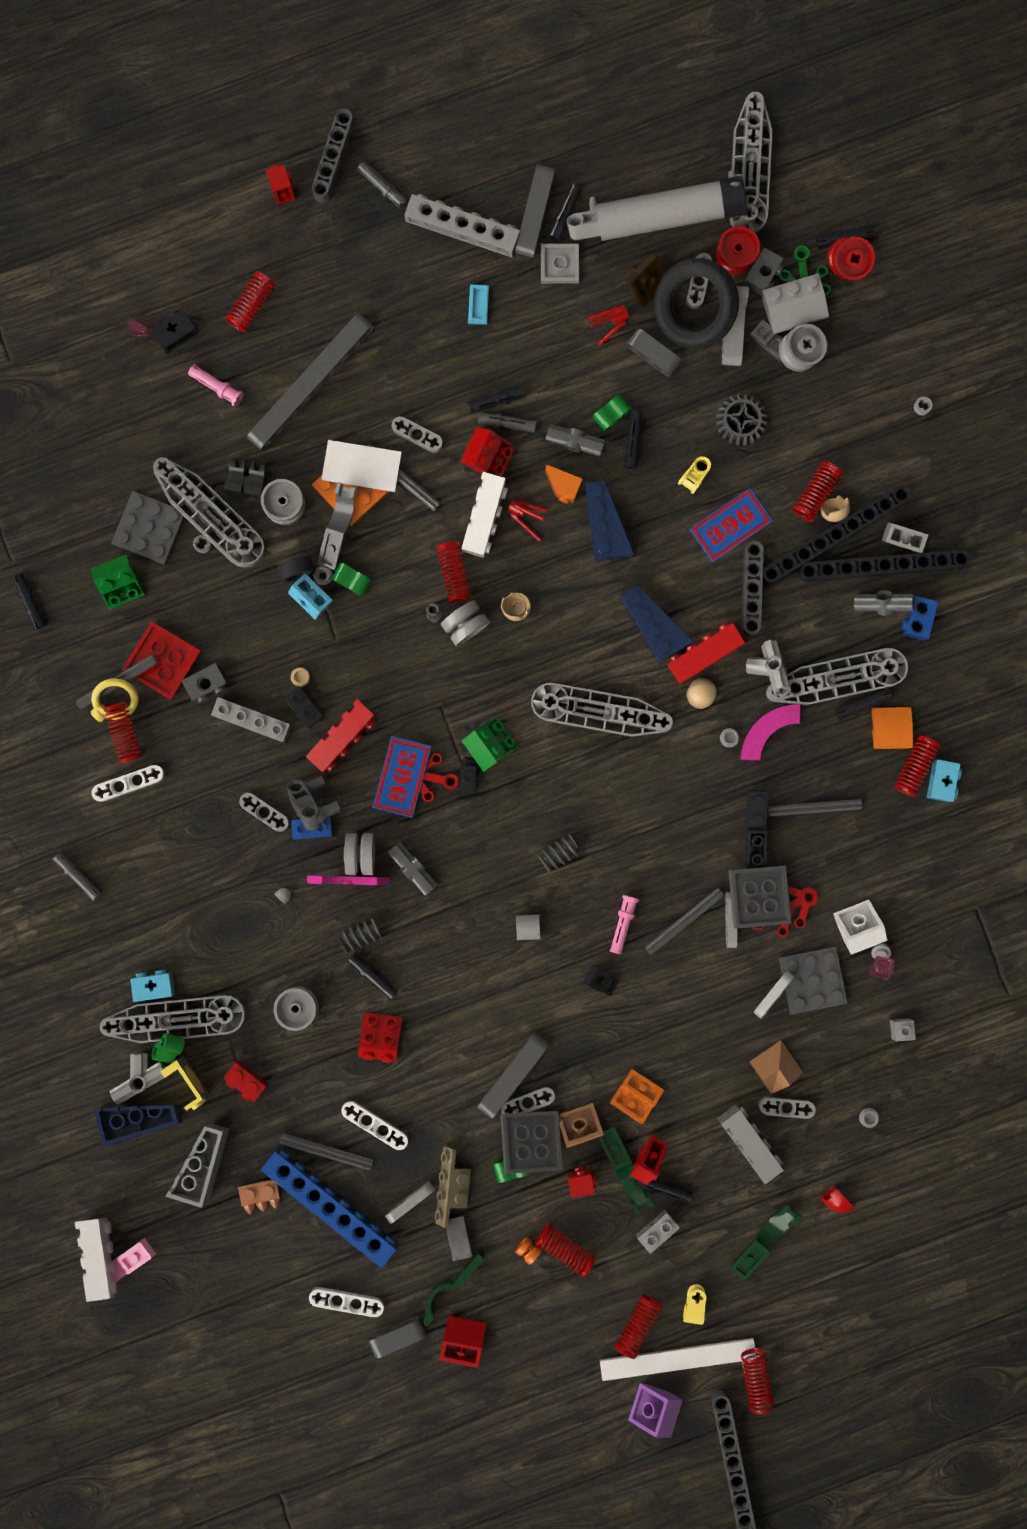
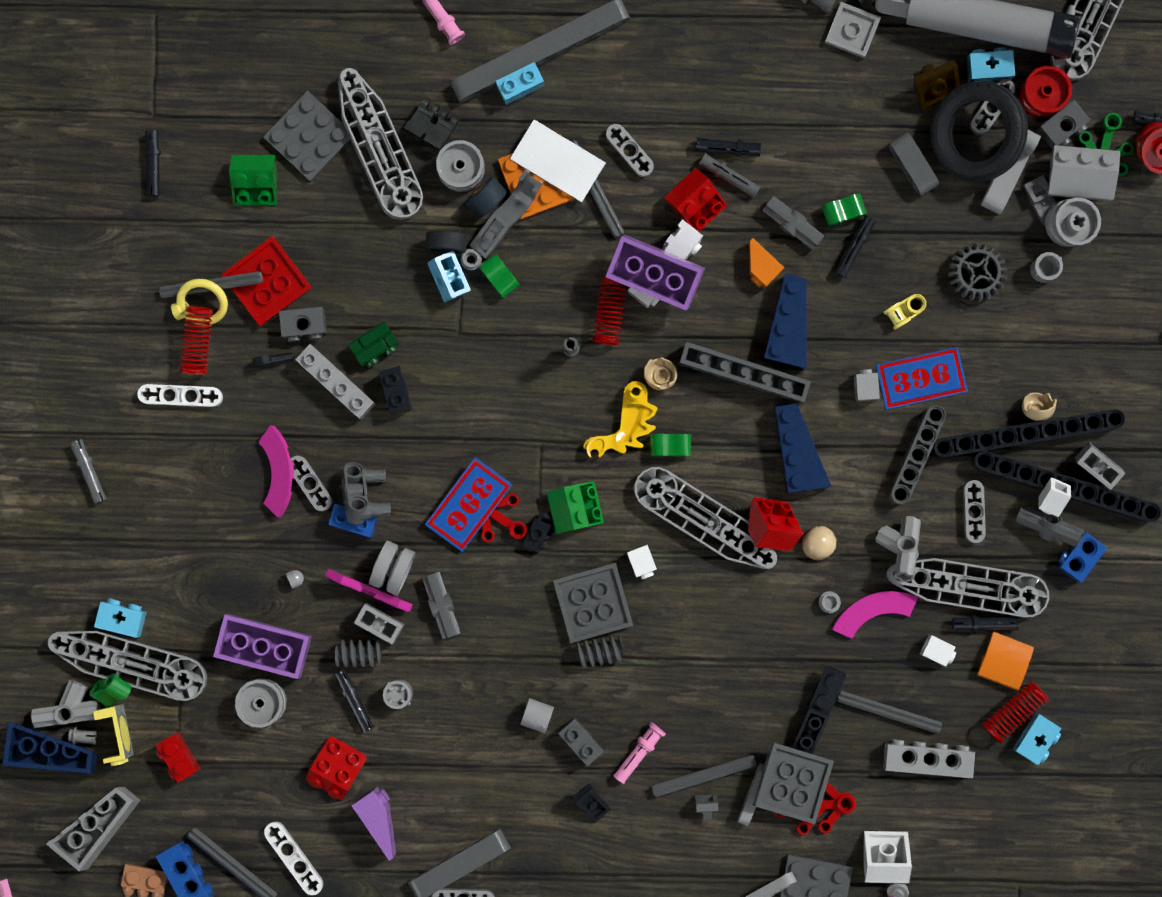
camera: 25 degrees right, 0 degrees up
(160, 1096) = (82, 736): none -> light grey pin
(187, 725) = (265, 360): none -> black bar
(197, 541) = (353, 170): light grey bush -> none
(236, 810) = (281, 470): none -> dark pink tile
(271, 677) = (374, 345): none -> dark green brick
(279, 961) = (262, 646): none -> medium lavender brick
(300, 677) = (404, 356): tan tile -> none
(304, 415) = (520, 83): none -> medium azure brick
(314, 519) = (486, 197): none -> black wheel
(341, 737) = (422, 437): red wedge -> none
(367, 904) = (379, 623): none -> light grey brick
(406, 955) = (397, 694): none -> light grey piece
(429, 1063) = (376, 816): none -> medium lavender slope
(463, 621) = (599, 367): light grey wheel -> none
(478, 304) = (749, 39): medium azure tile -> none
(478, 523) = (655, 272): none -> medium lavender brick
(510, 657) = (633, 425): none -> yellow animal
(519, 508) = (708, 274): red plant -> none
(536, 816) = (593, 603): none -> dark grey plate
(547, 661) = (670, 444): none -> green axle
(563, 766) = (642, 562): none -> white brick
(572, 934) = (581, 741): none -> dark grey brick
(584, 578) = (744, 372): none -> dark grey brick
(616, 314) = (891, 109): red plant -> none
(658, 692) = (773, 524): none -> red slope
(688, 549) = (866, 386): none -> light grey brick
(691, 238) = (979, 71): none -> medium azure brick
(696, 944) = (706, 804): none -> dark grey tile
(707, 652) = (842, 503): red wedge -> none
(796, 393) = (1046, 267): none -> light grey piece
(806, 605) = (979, 527): none -> light grey beam
(834, 741) = (938, 650): none -> white brick
(837, 474) = (1054, 370): red piece -> none
(878, 577) = (1054, 497): none -> white brick
(892, 828) = (961, 768): none -> light grey brick

